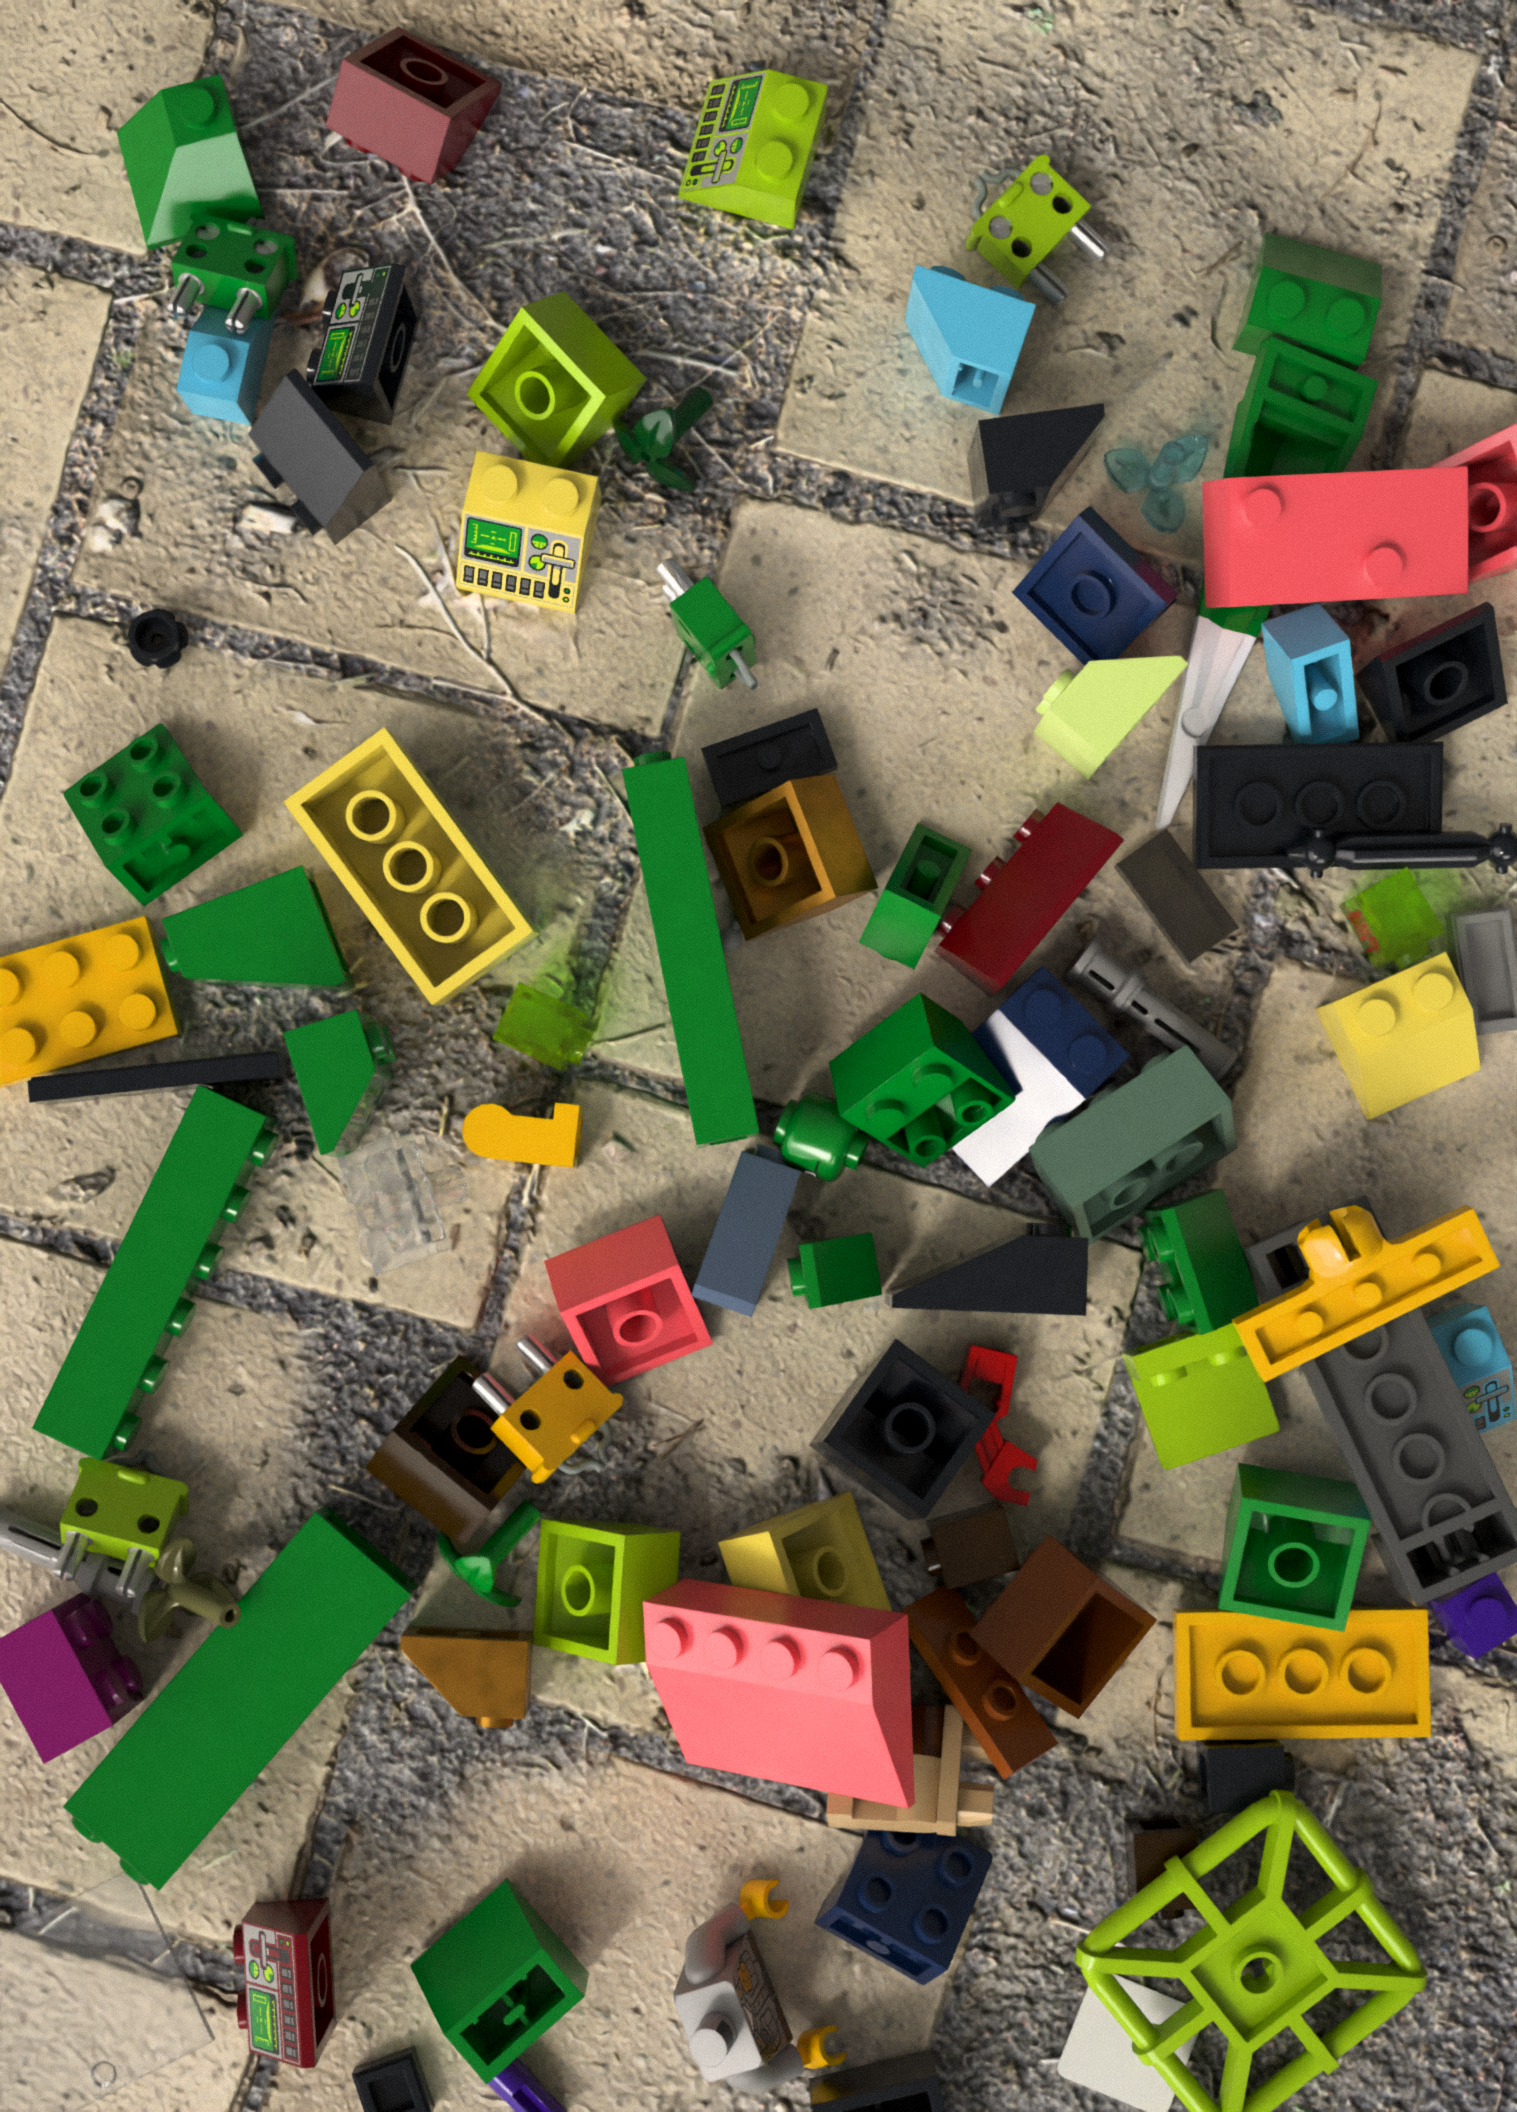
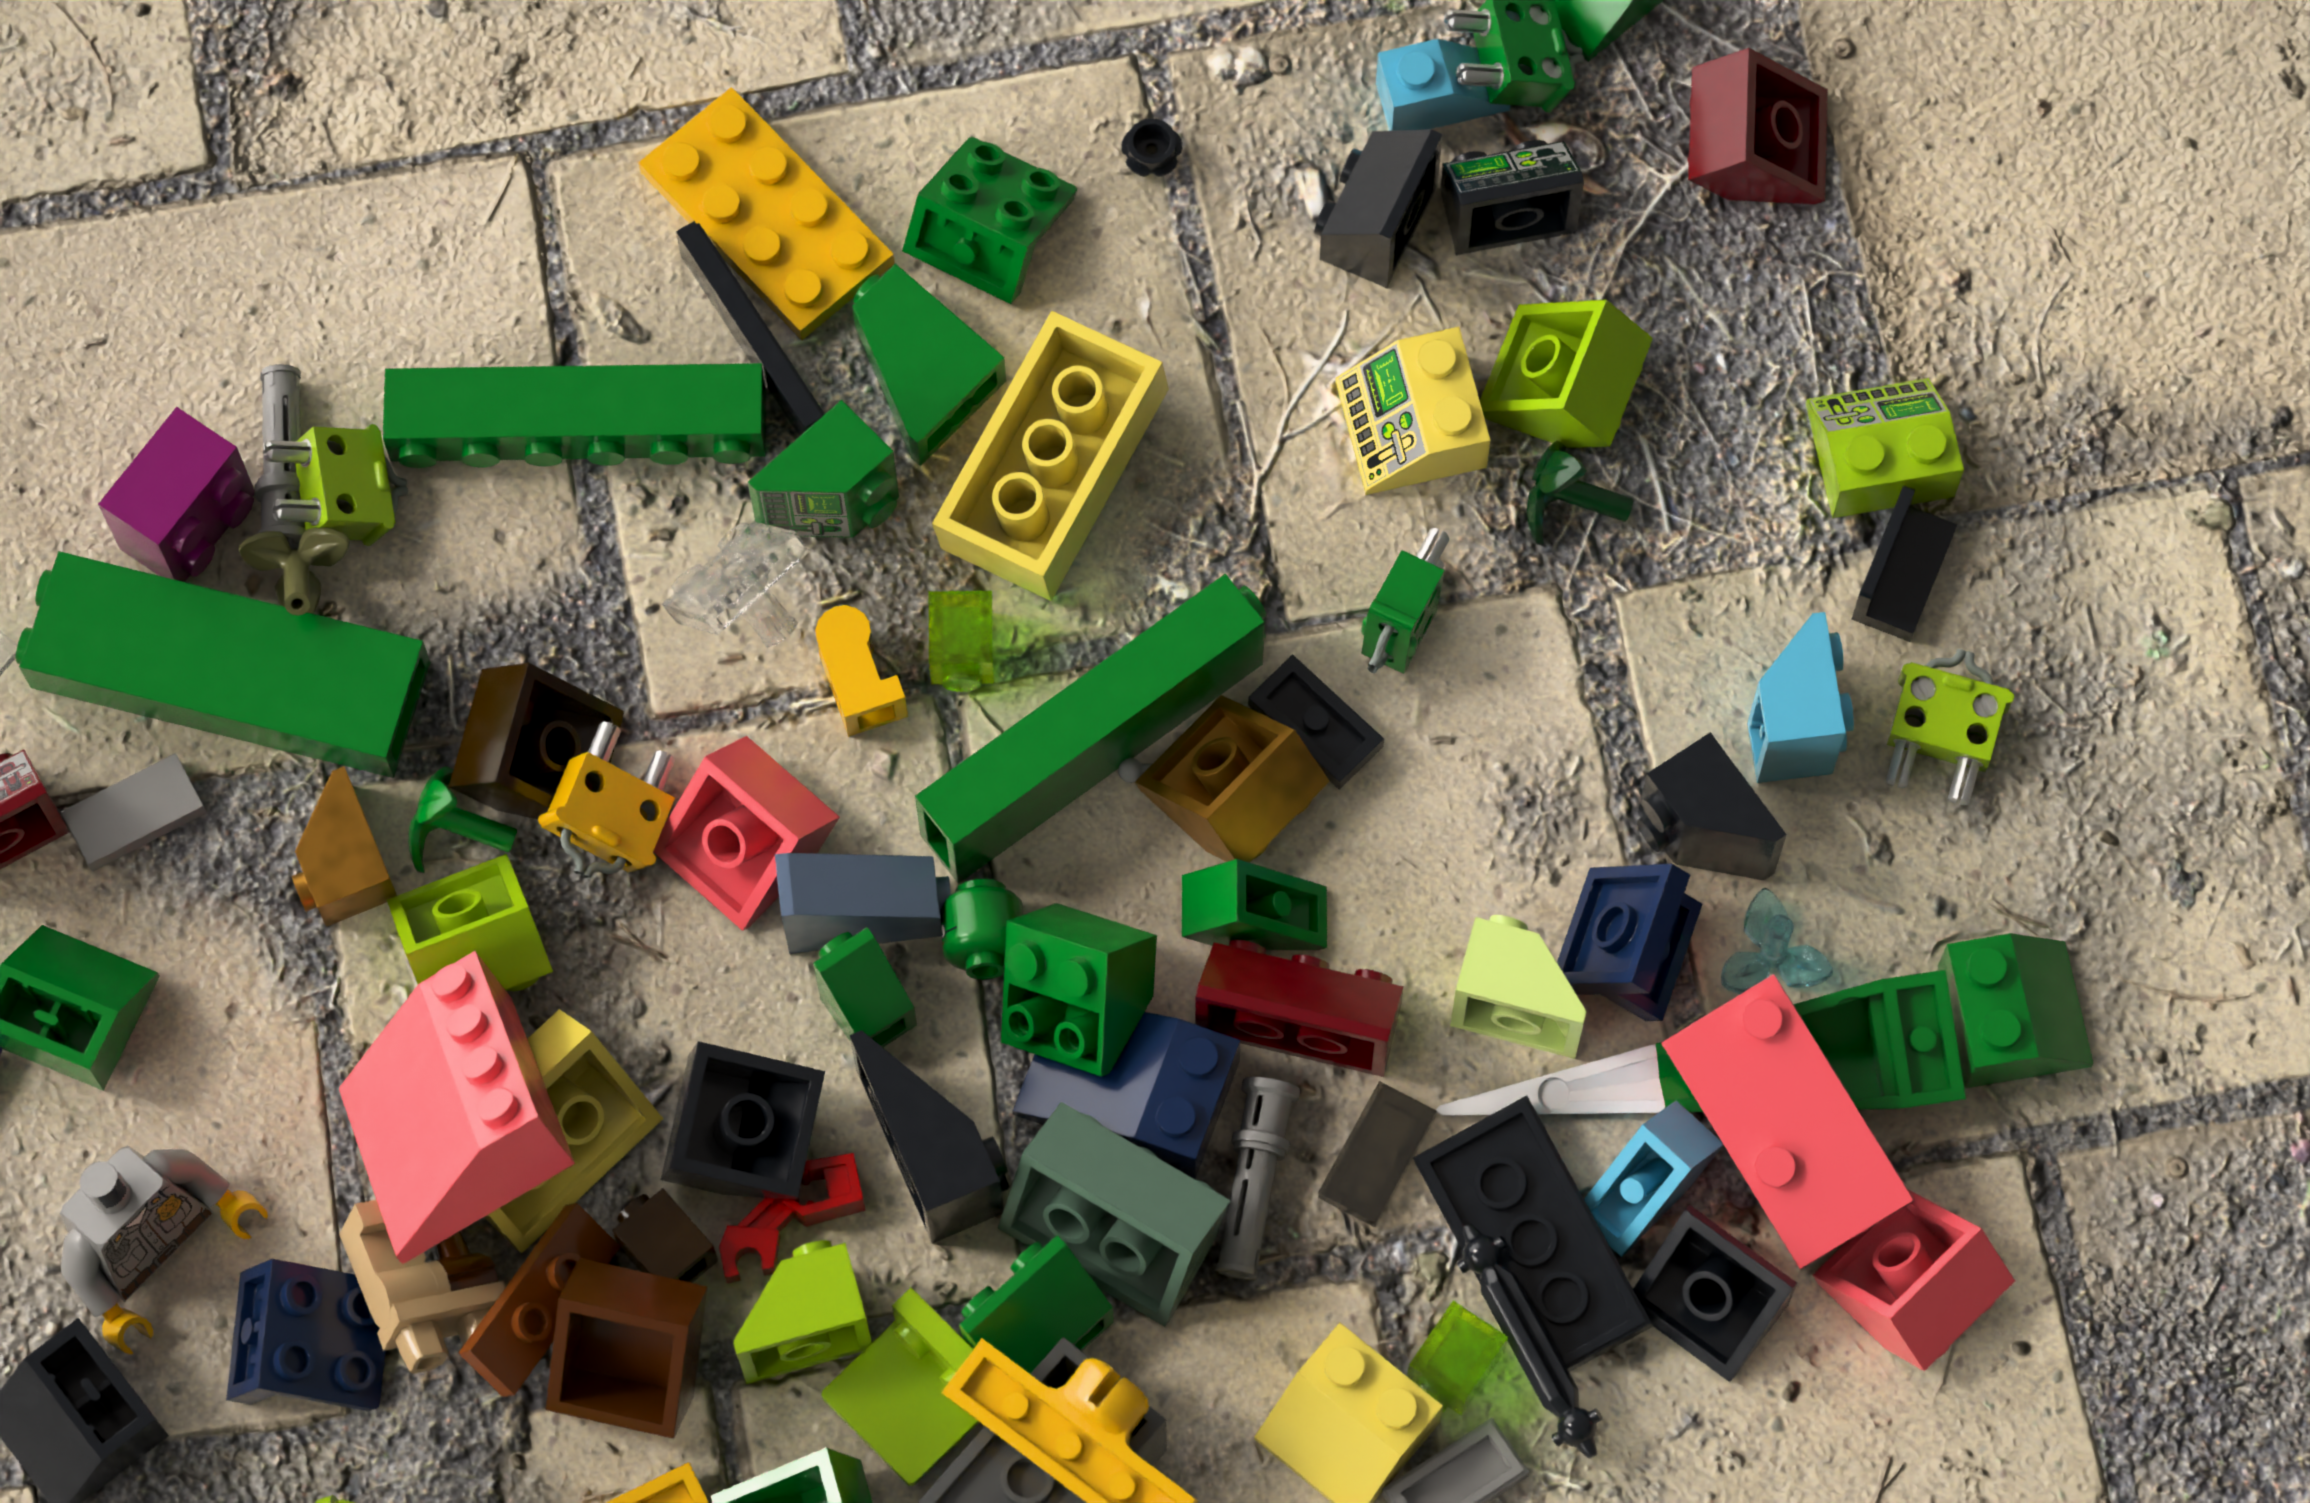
camera: 70 degrees right, 15 degrees down
(341, 1835) = (133, 812): none -> light grey tile
(874, 191) = (1903, 569): none -> black panel
(1106, 1453) = (804, 1315): none -> lime slope

